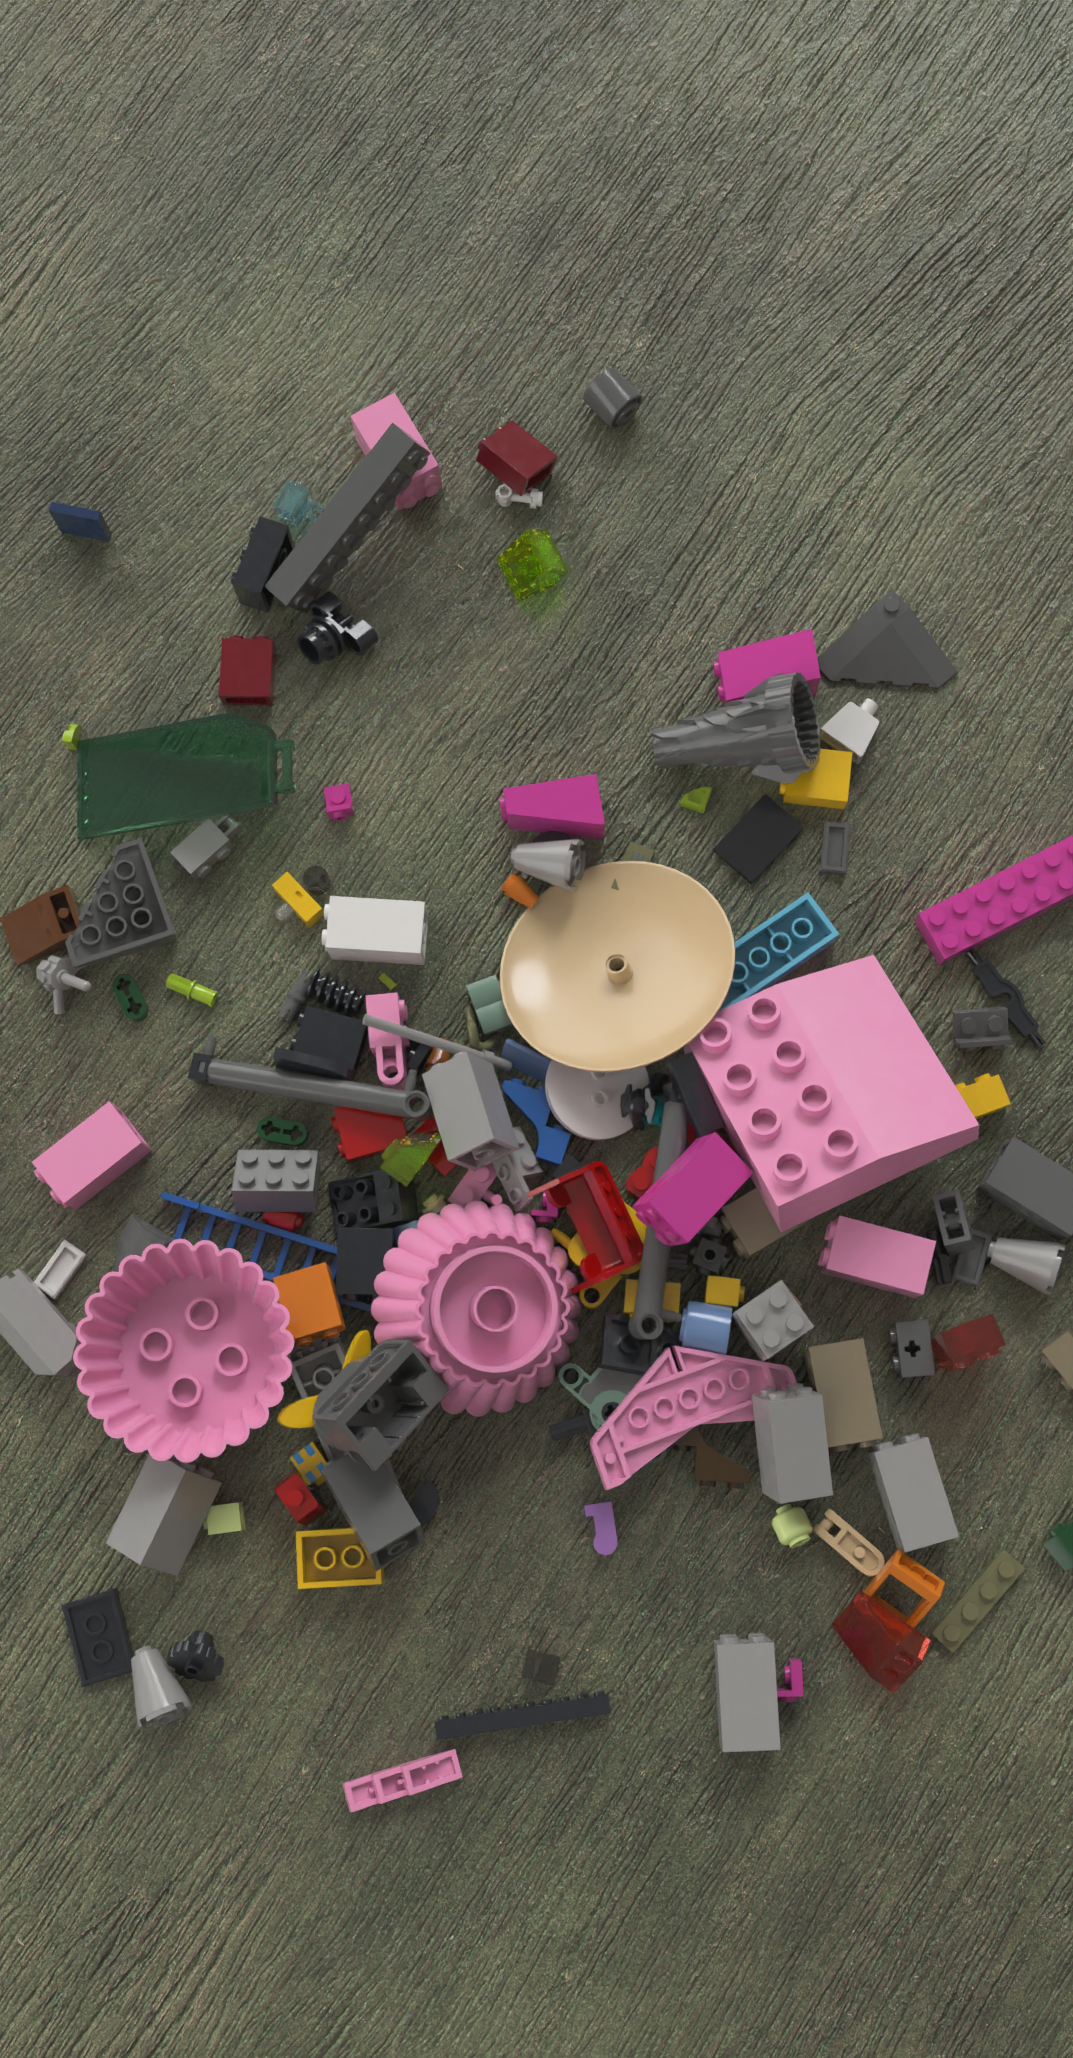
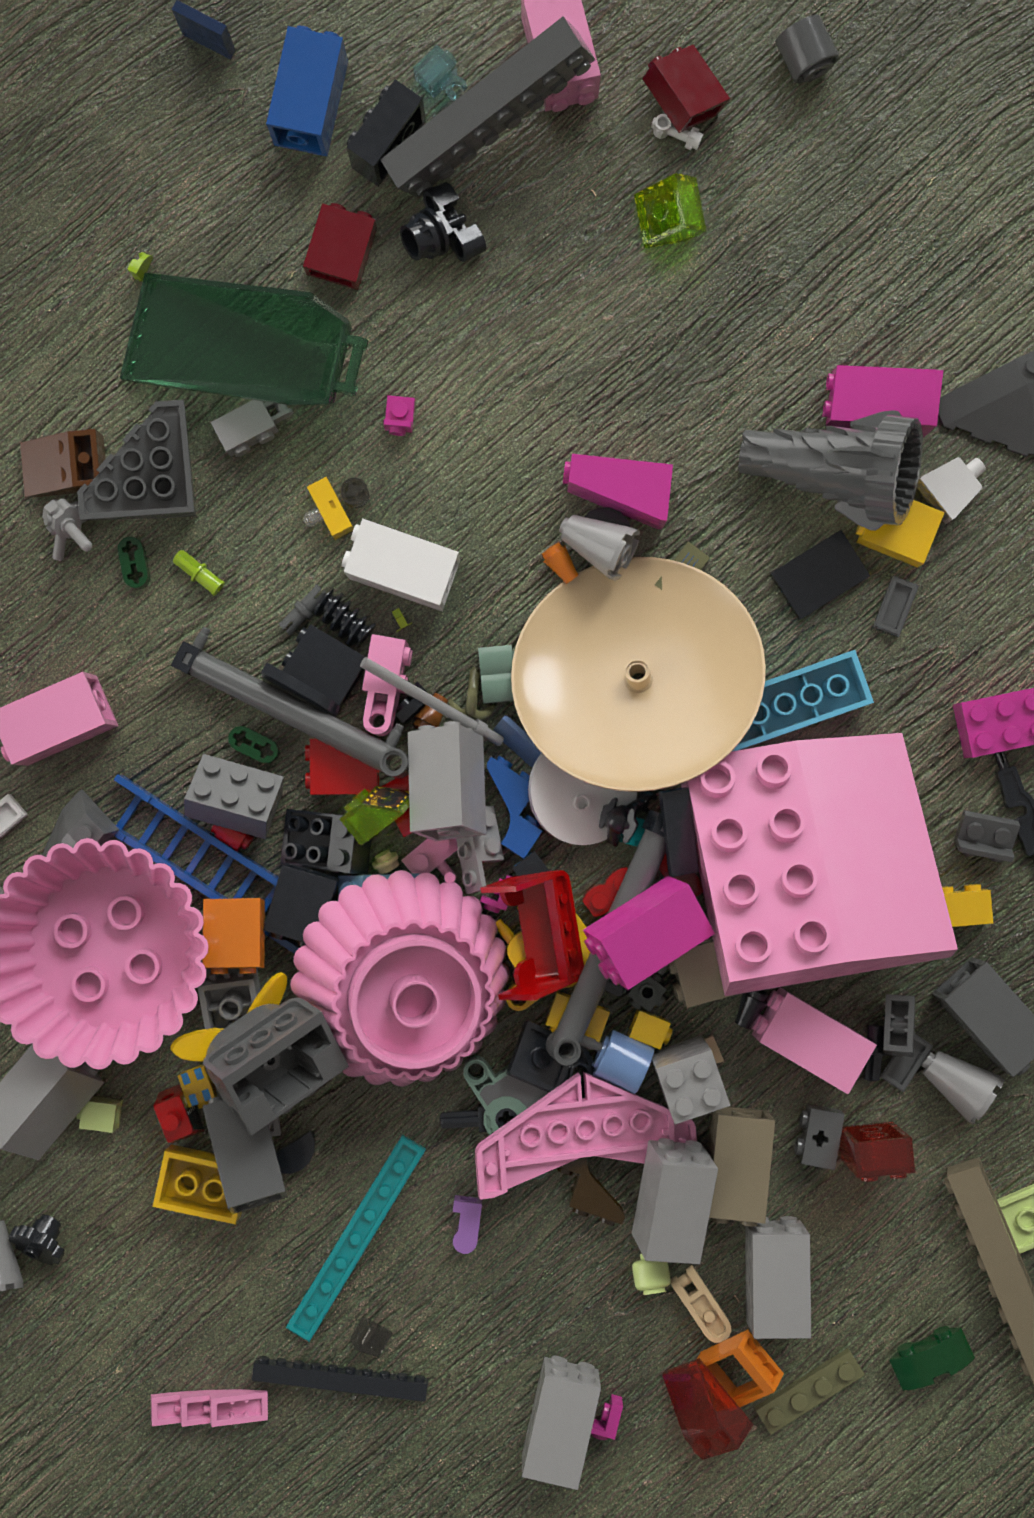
camera: 10 degrees right, 10 degrees up
(184, 548) = (307, 90): none -> blue brick
(500, 1574) = (355, 1238): none -> teal tile
(697, 799) = (769, 515): lime tile -> none
(811, 1244) = (750, 1007): none -> black cone

